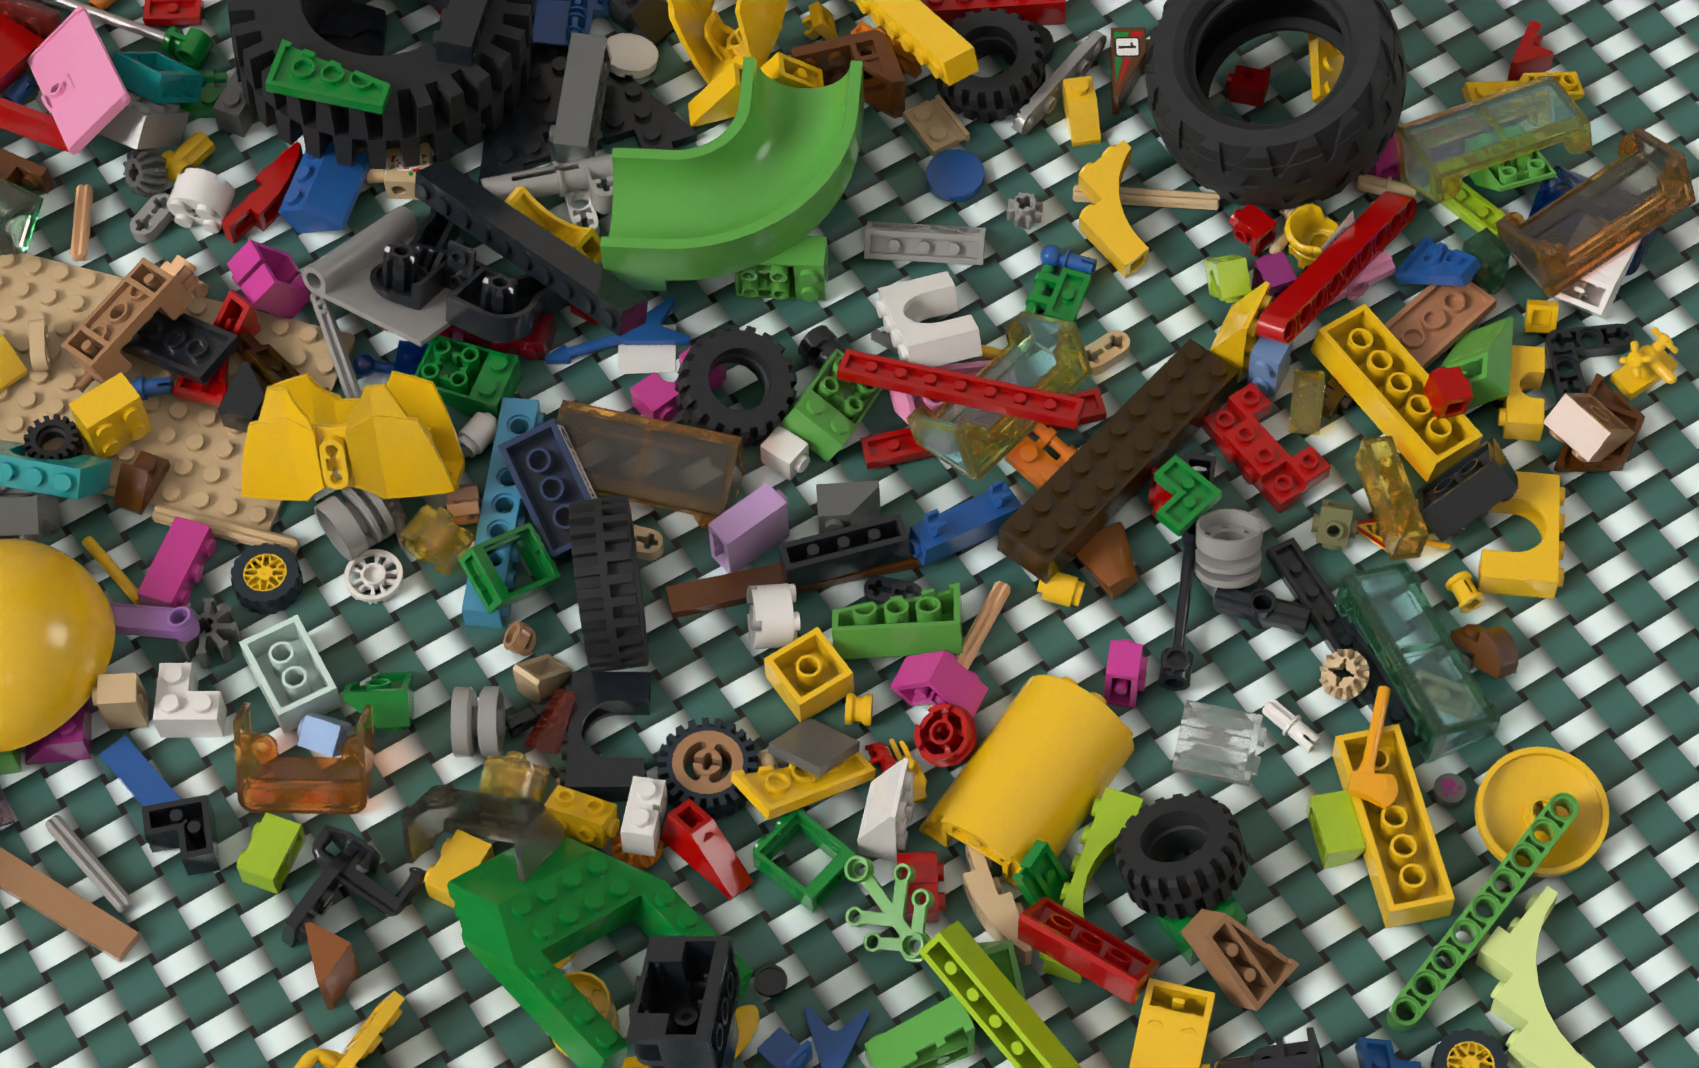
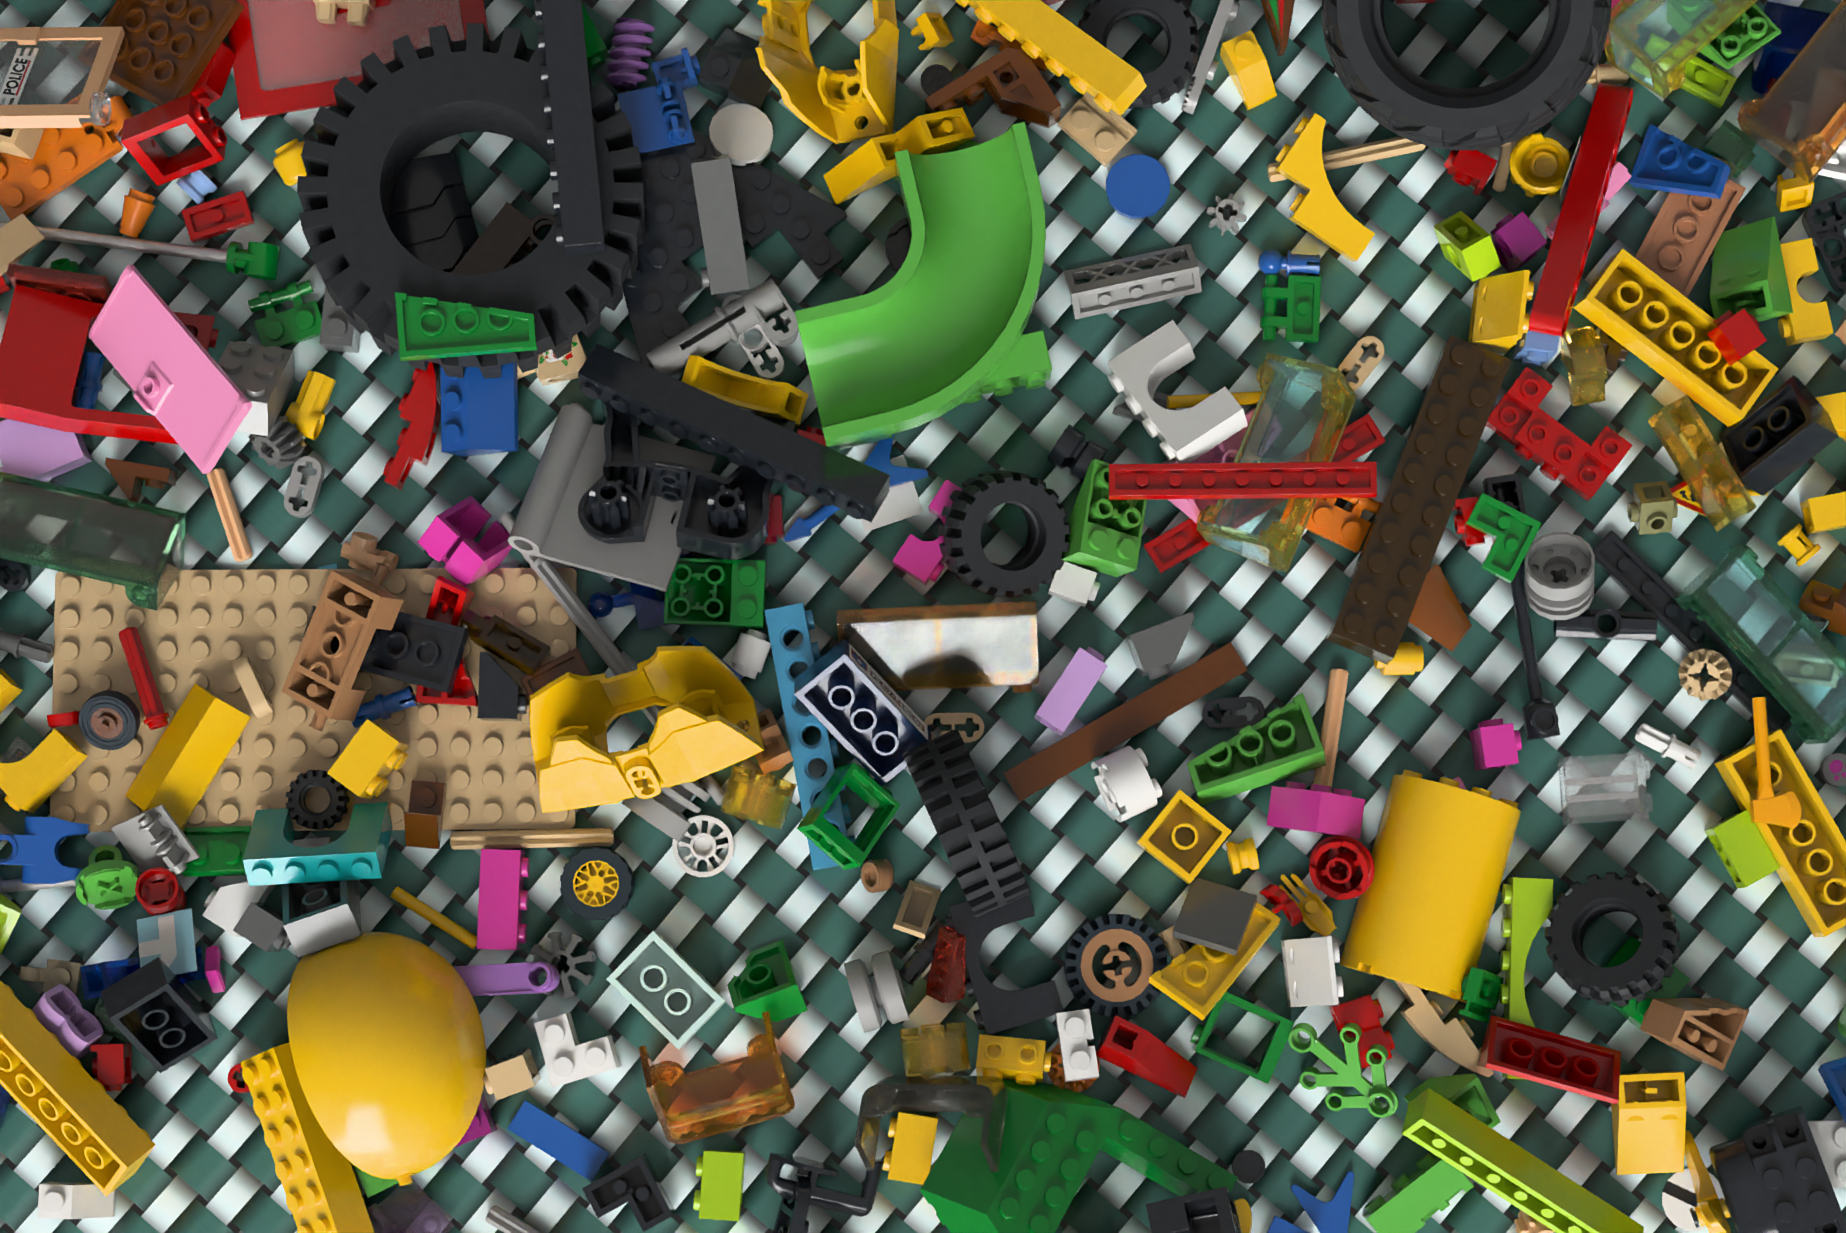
camera: 15 degrees left, 25 degrees up
(158, 77) = (275, 320): teal window -> none
(200, 199) = (351, 459): white brick -> none
(323, 734) = (724, 1044): light blue brick -> none
(844, 551) = (1176, 692): black brick -> none
(962, 525) = (1283, 619): blue brick -> none

